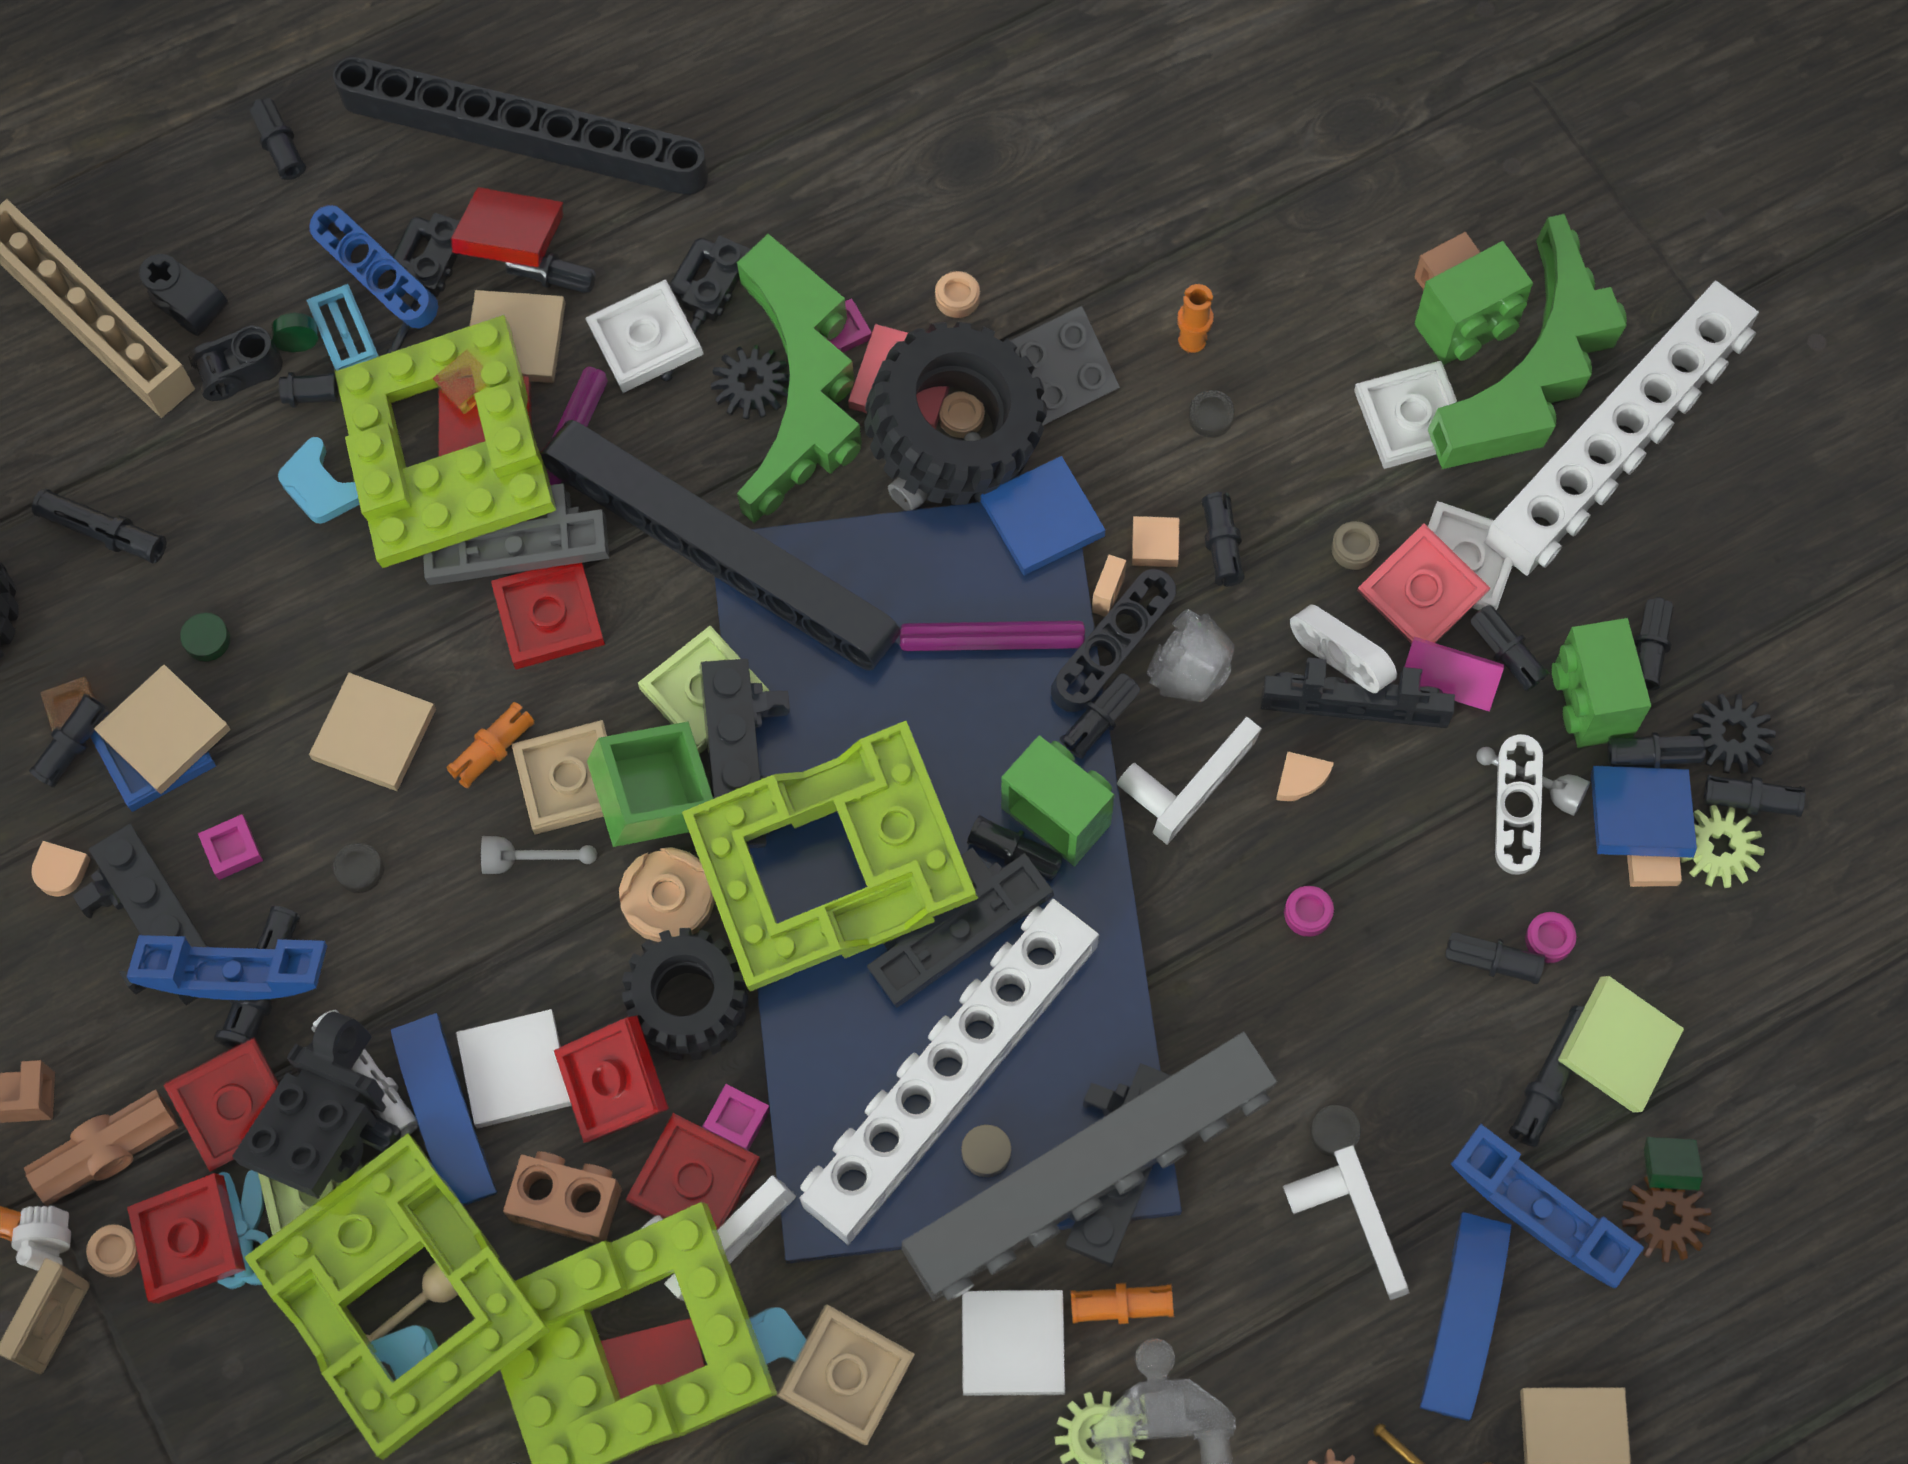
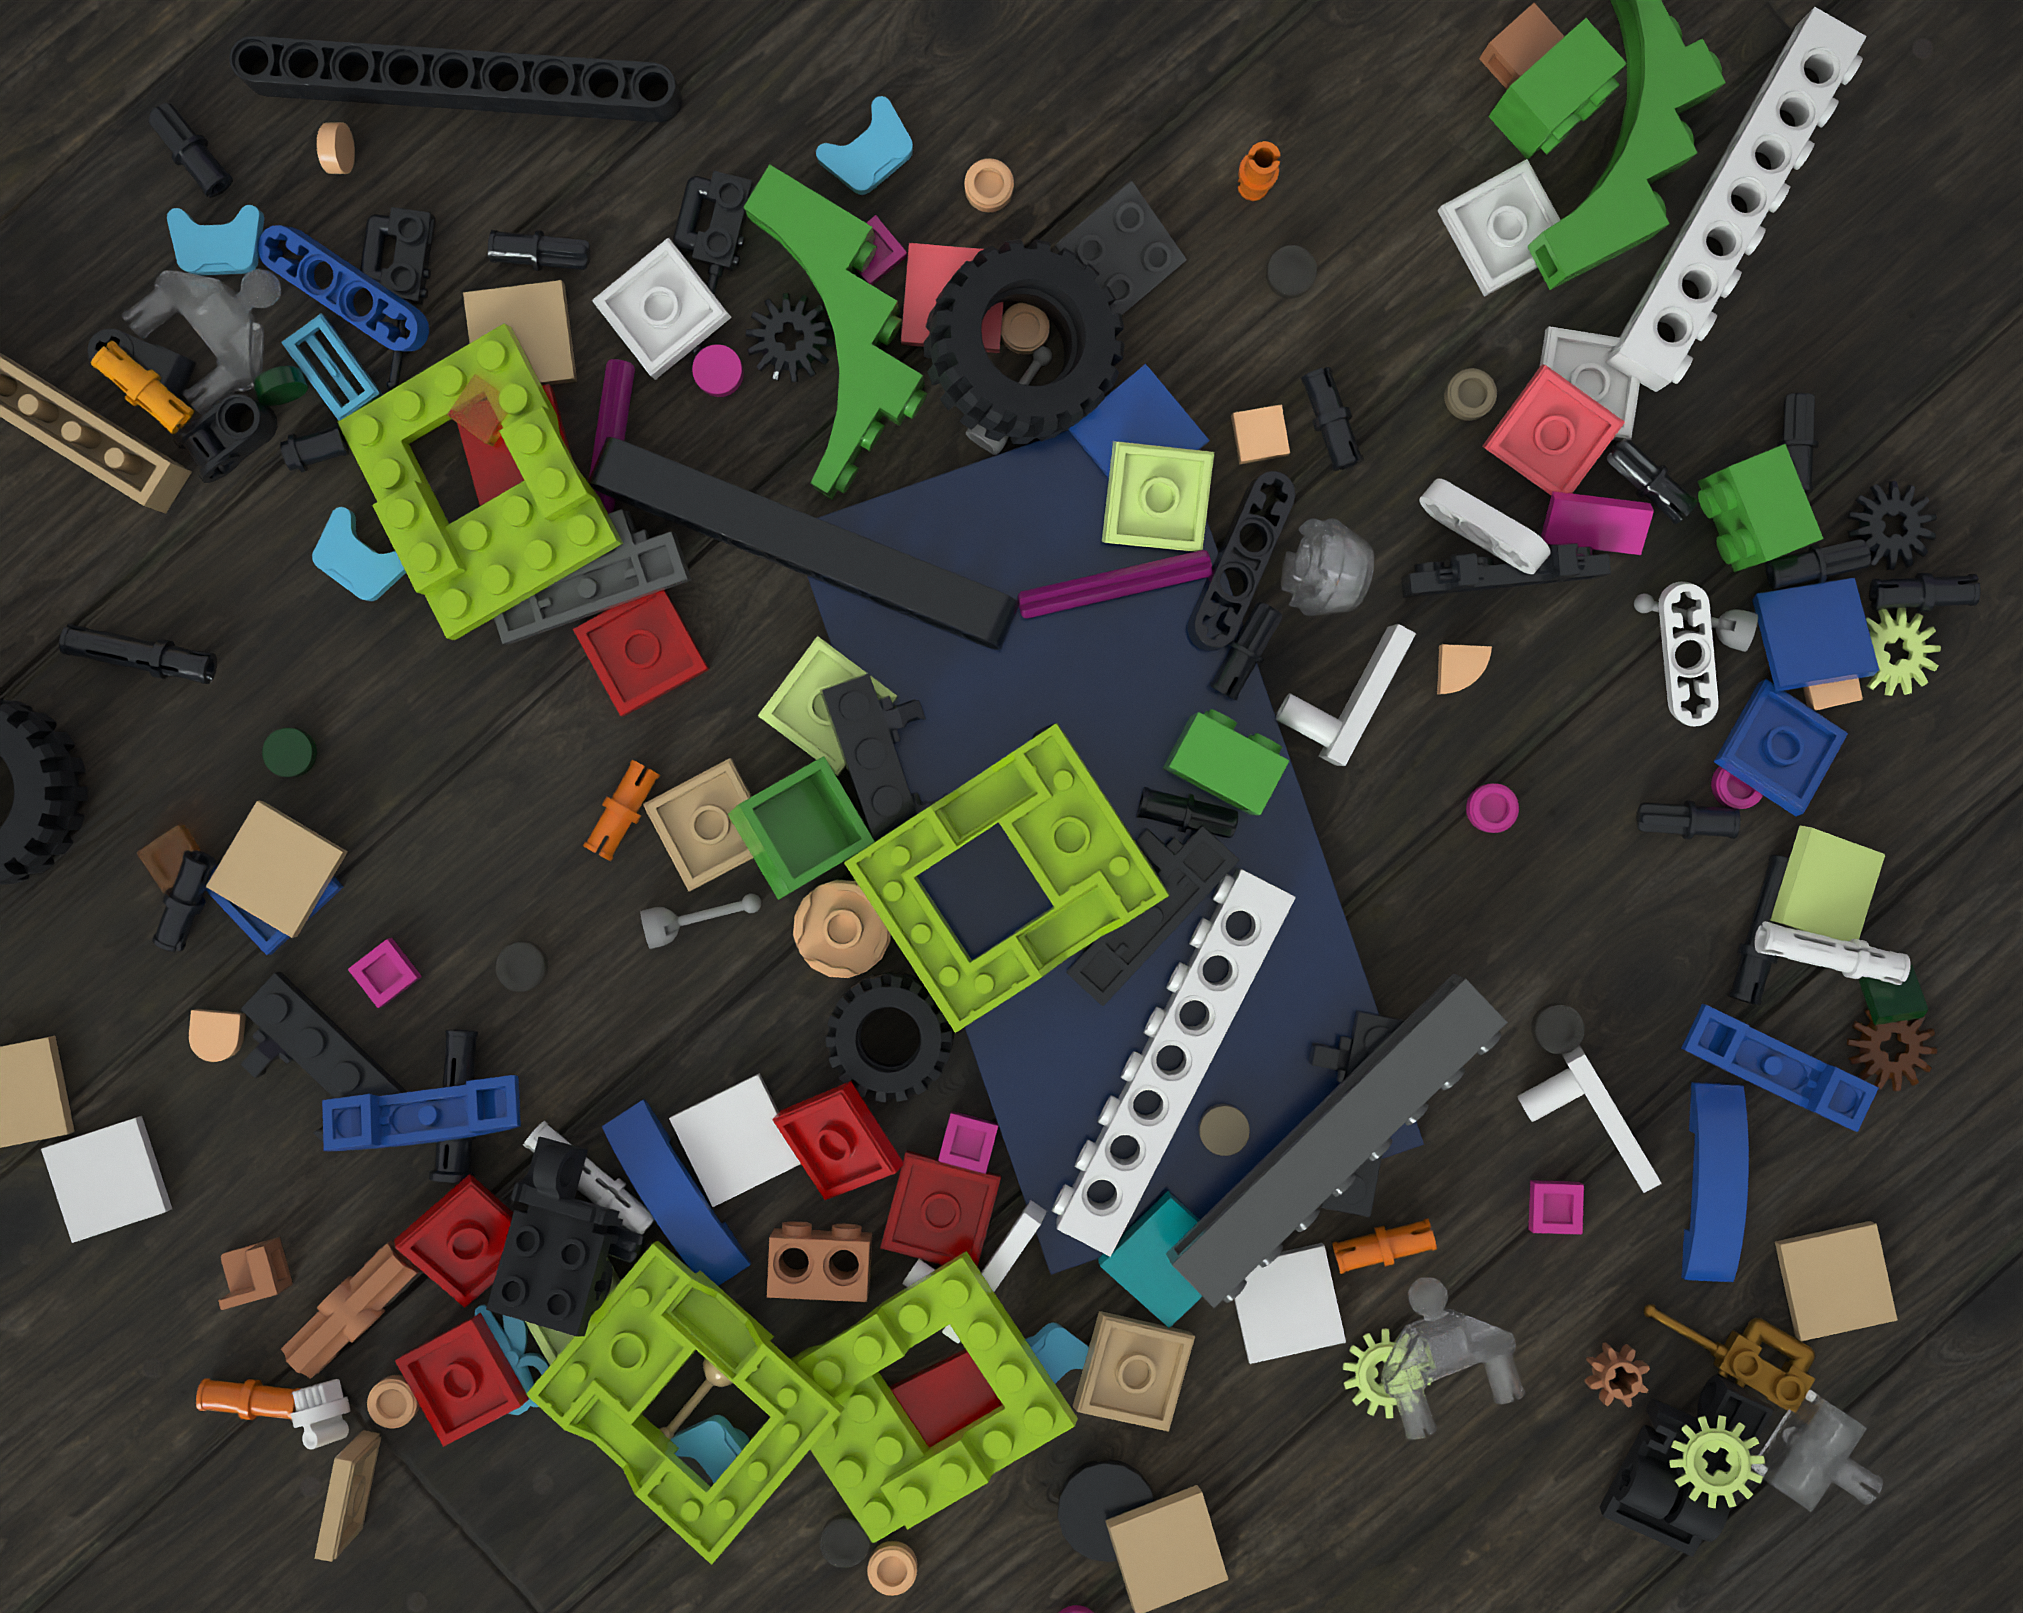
camera: 15 degrees left, 20 degrees up
(177, 302) = (142, 387): none -> light orange pin
(259, 268) = (221, 321): none -> clear connector
(275, 215) = (217, 248): none -> medium azure piece
(372, 731) = (494, 819): tan tile -> none
(401, 158) = (335, 148): none -> light nougat tile
(507, 227) = (478, 210): red tile -> none
(680, 396) = (718, 370): none -> dark pink tile
(860, 249) = (871, 155): none -> medium azure piece
(885, 1274) = (1142, 1263): none -> teal tile
(1047, 565) = (1157, 496): none -> yellowish green tile
(1108, 585) = (1224, 499): light nougat tile -> none
(1302, 1305) = (1556, 1207): none -> dark pink tile
(1595, 908) = (1780, 748): none -> blue tile
(1624, 1107) = (1851, 957): none -> white pin

